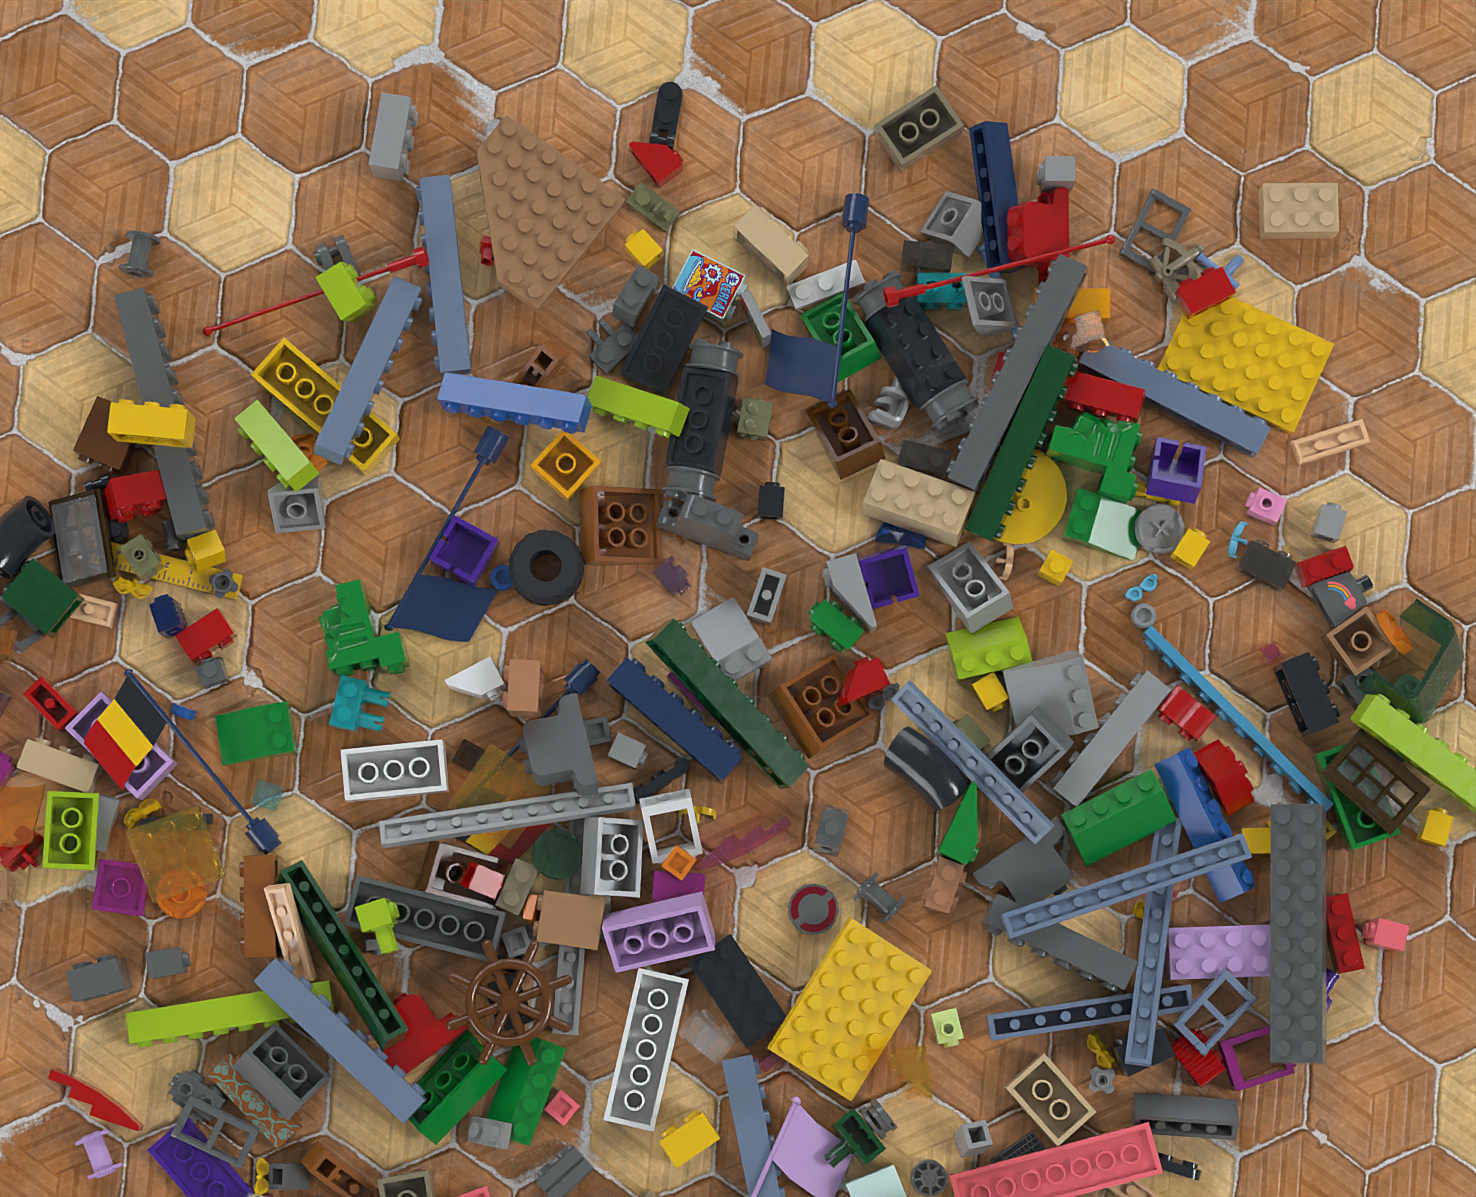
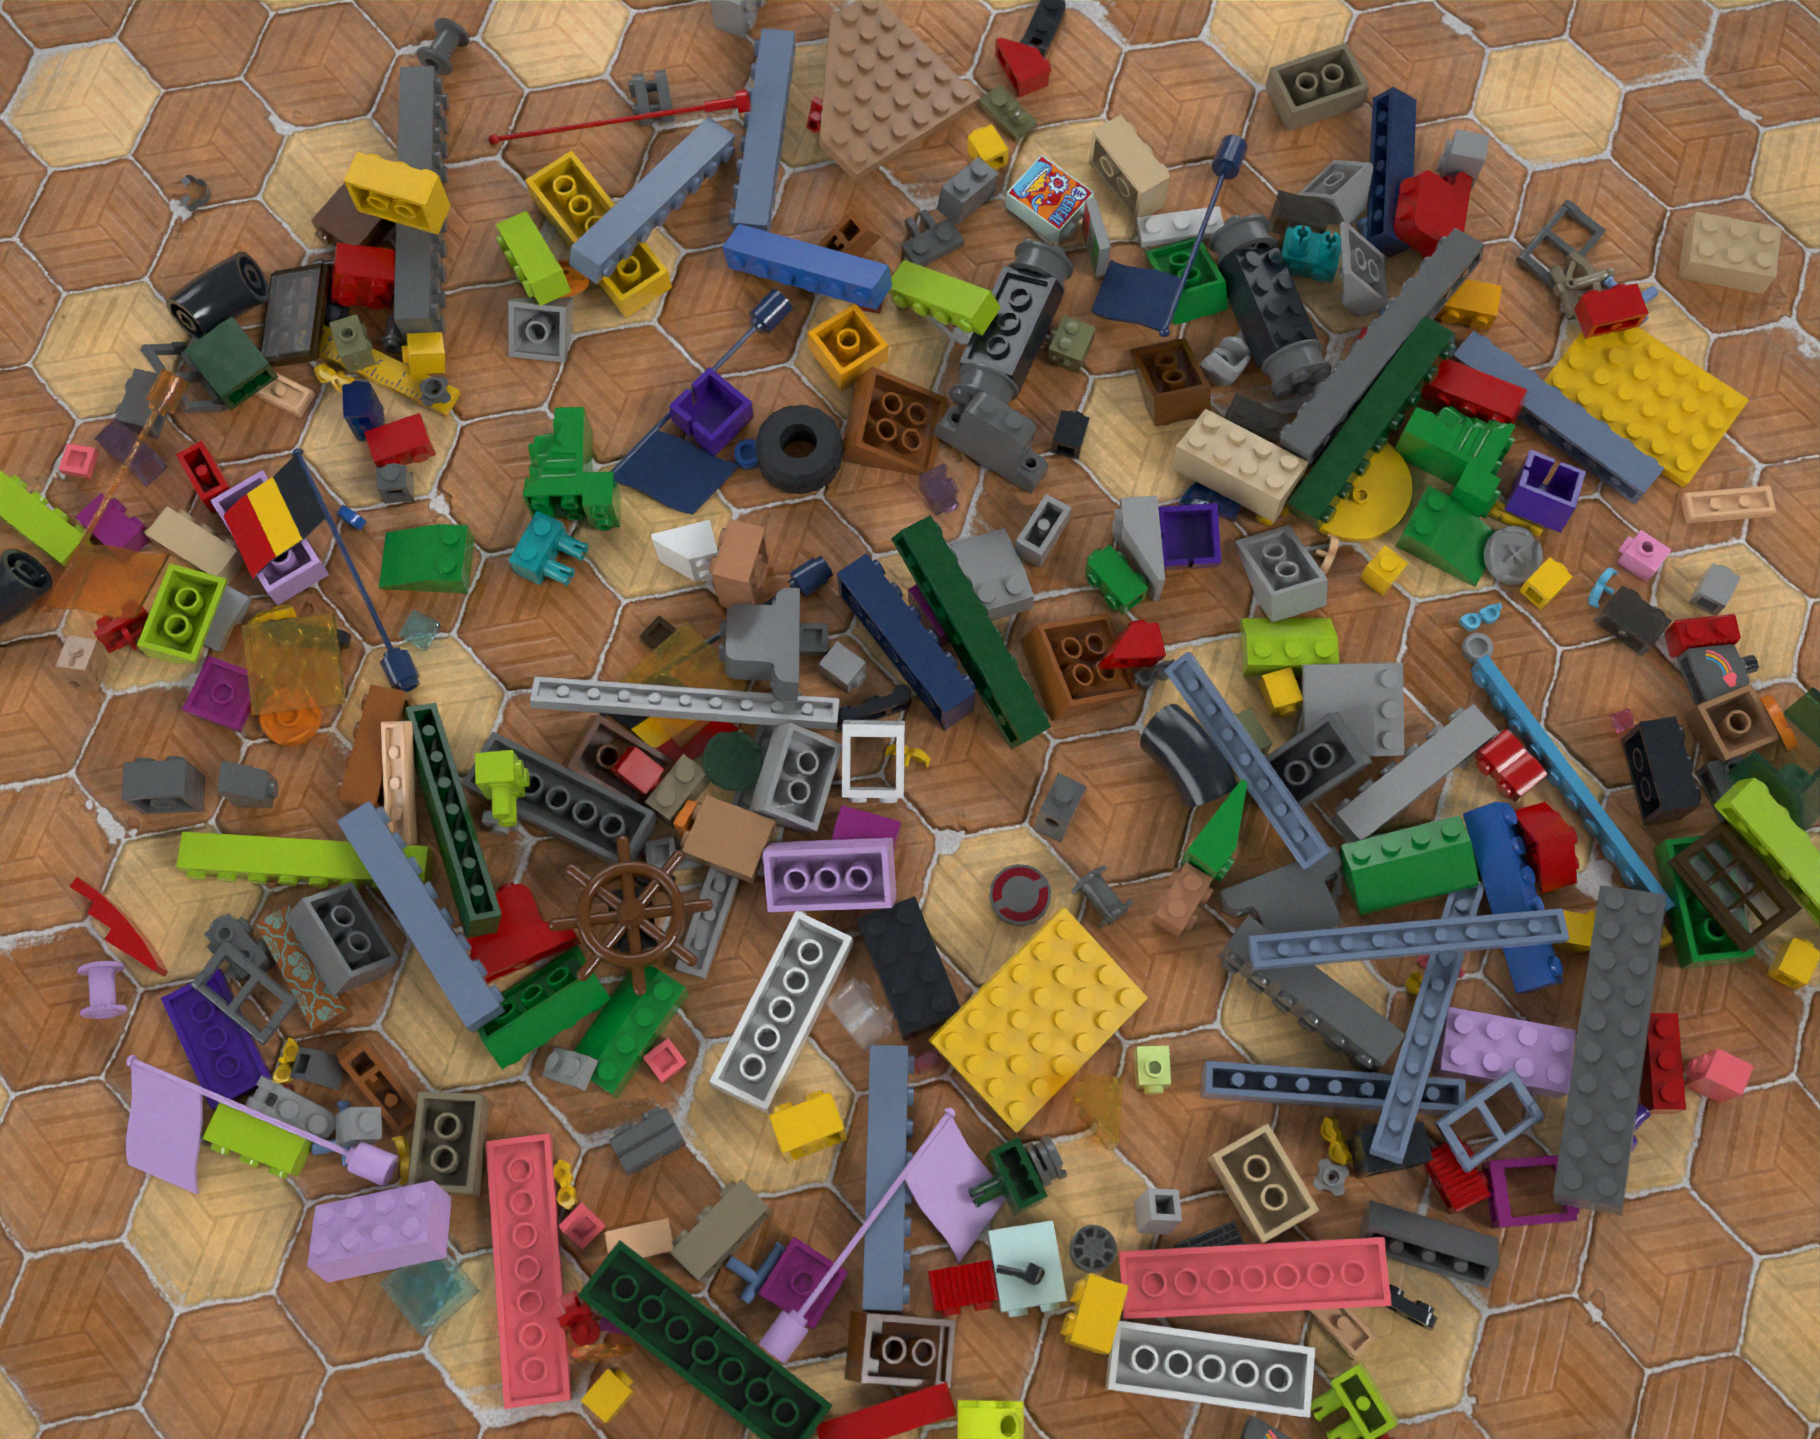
camera: 15 degrees right, 10 degrees down
(345, 293) = (652, 124): lime brick -> none
(394, 770) = (569, 630): white brick -> none
(664, 340) = (990, 236): black plate -> none
(679, 862) = (873, 799): orange plate -> none
(733, 848) = (941, 804): clear pink slope -> none
(892, 295) = (1256, 230): red piece -> none
(1089, 336) = (1472, 324): clear orange brick -> none

